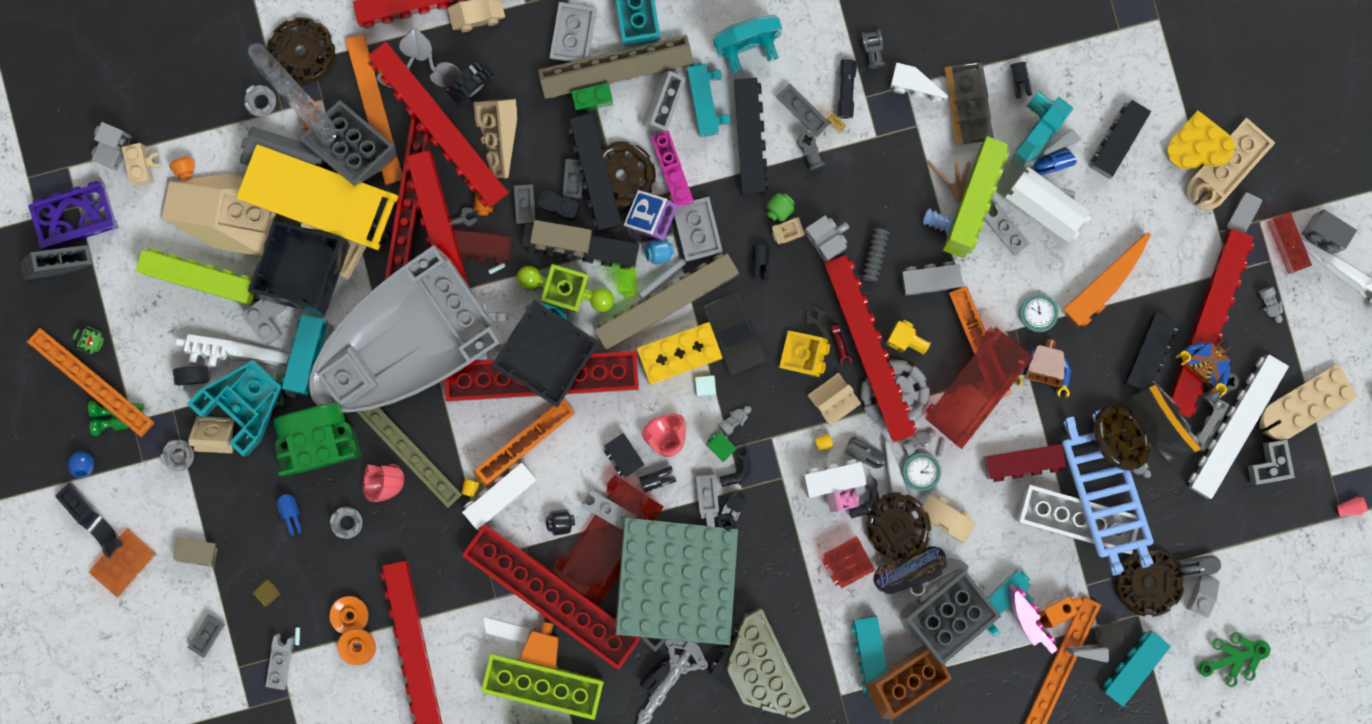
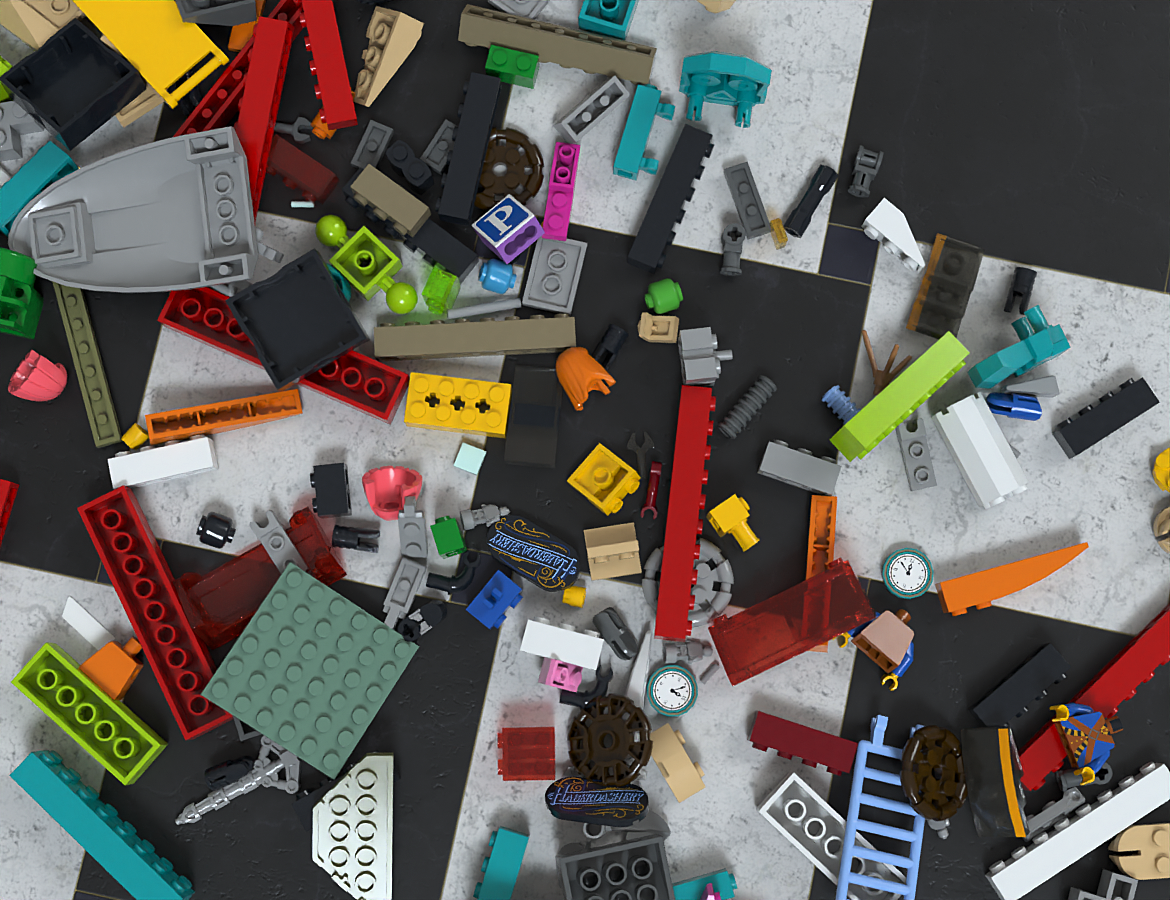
camera: 25 degrees right, 5 degrees down
(694, 454) = (412, 530): none -> light grey hinge
(751, 291) = (580, 375): none -> orange hair
(773, 472) = (495, 600): none -> blue brick
(782, 428) = (533, 553): none -> black tile

